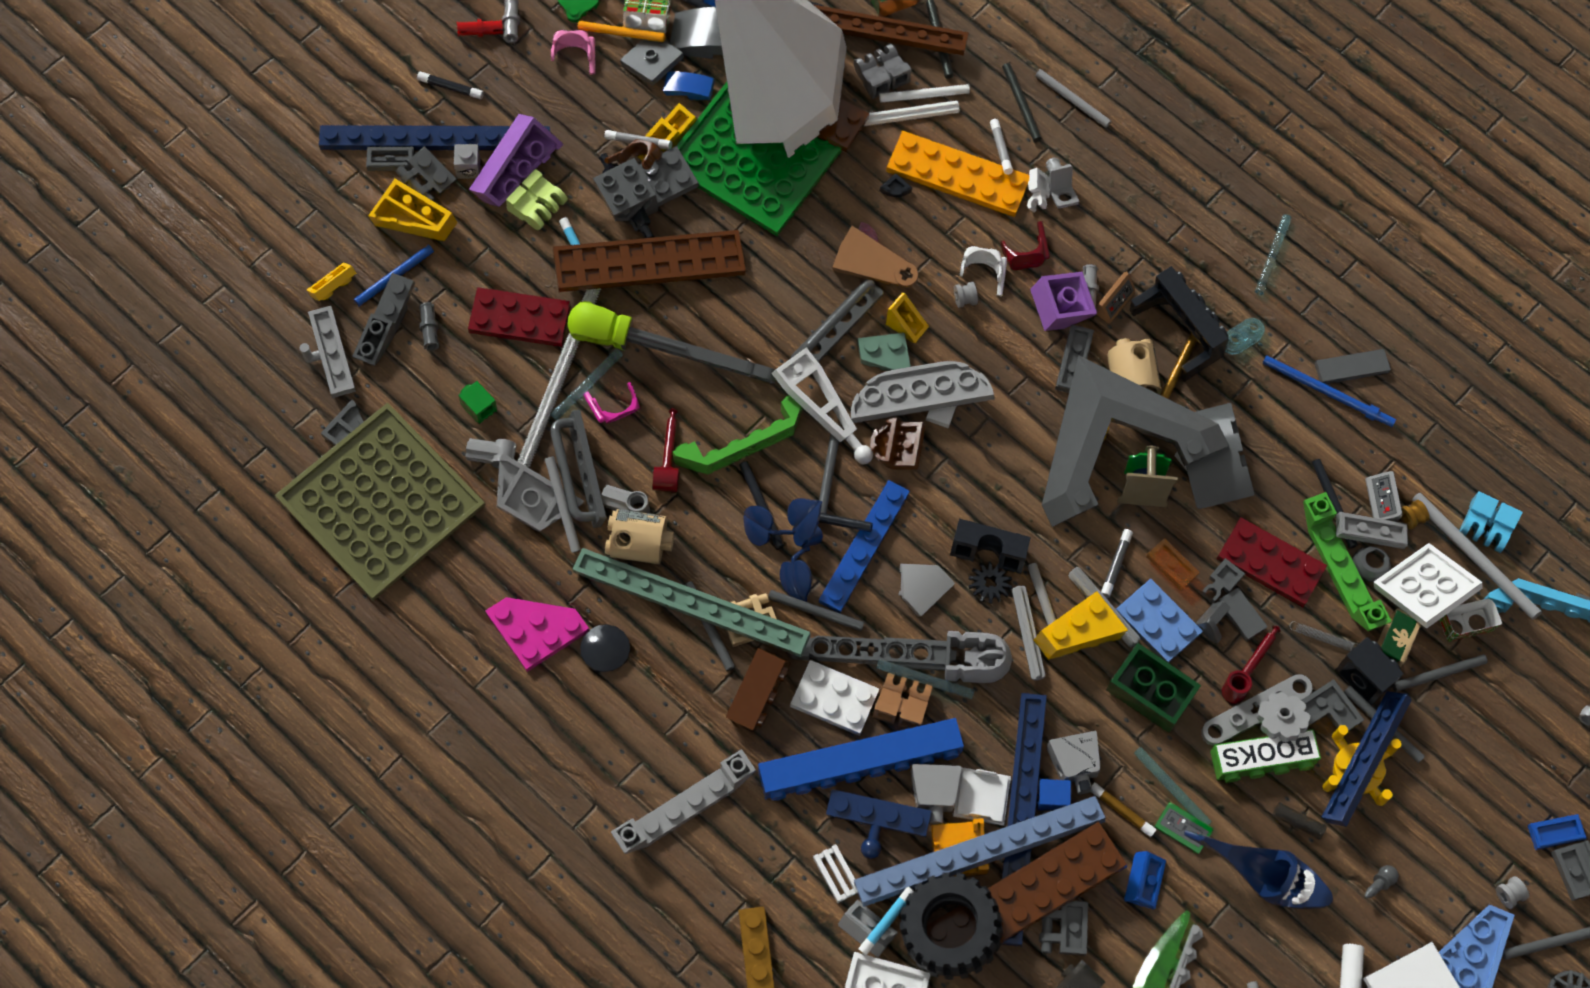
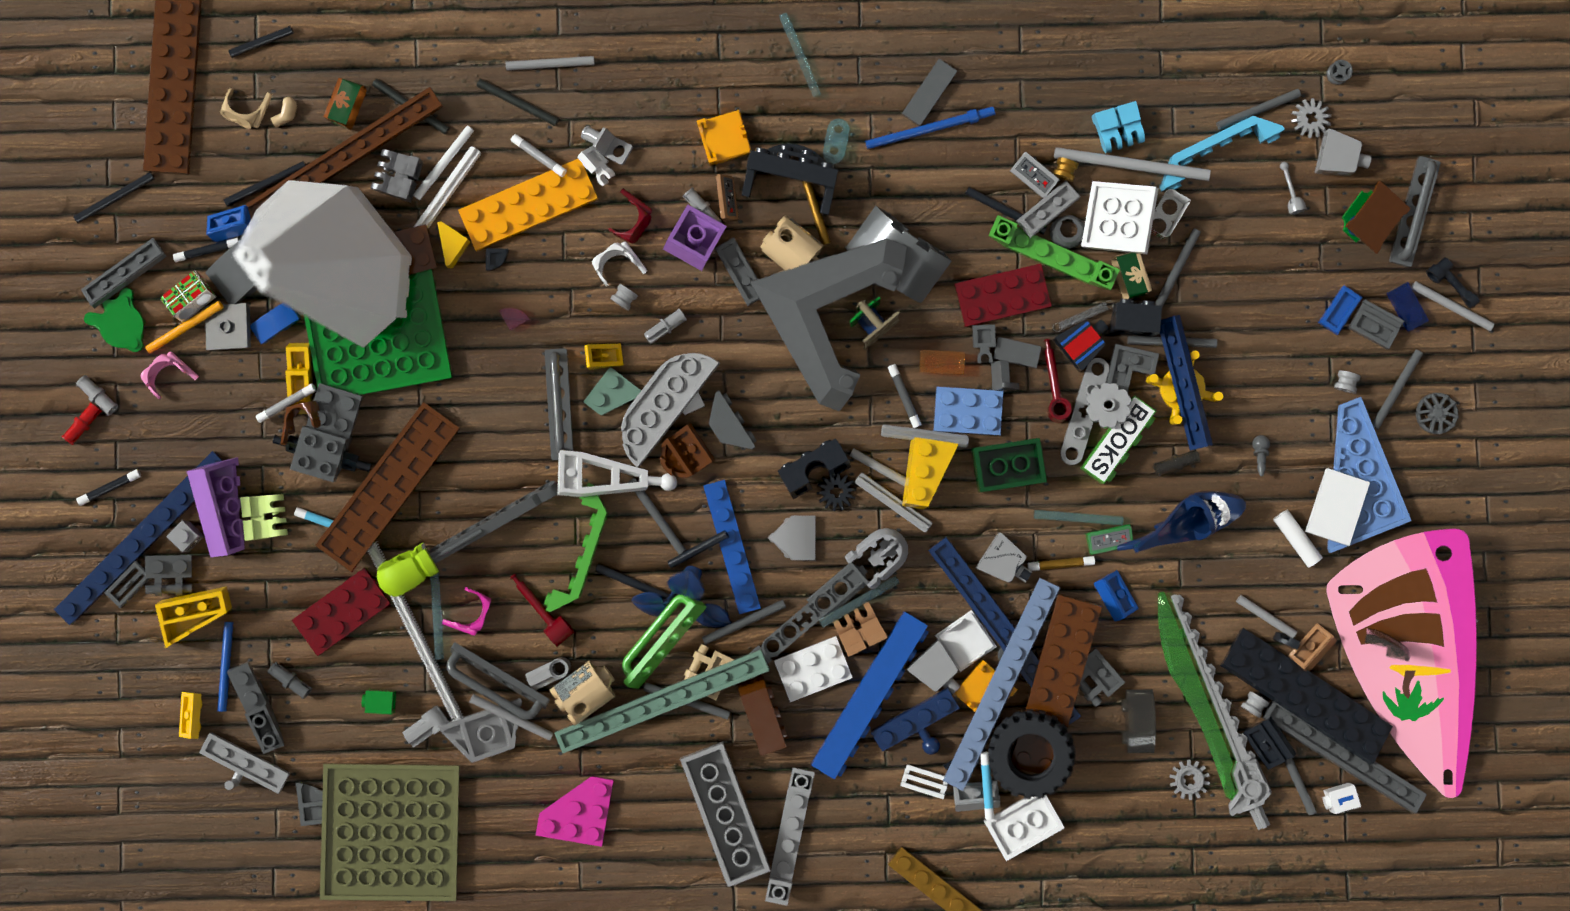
camera: 45 degrees left, 20 degrees up
(605, 648) = (636, 782): black dish -> none
(649, 736) = (725, 814): none -> light grey brick
(736, 552) = (664, 644): none -> bright green piece
(870, 260) = (535, 335): medium nougat piece -> none
(874, 148) = (452, 244): none -> yellow slope
(953, 454) = (728, 425): none -> dark grey slope
(976, 343) = (665, 326): none -> light grey axle
(1054, 794) = (1012, 599): blue panel -> none
(1154, 255) = (724, 137): none -> light orange piece
(1305, 653) = (1082, 342): none -> torso

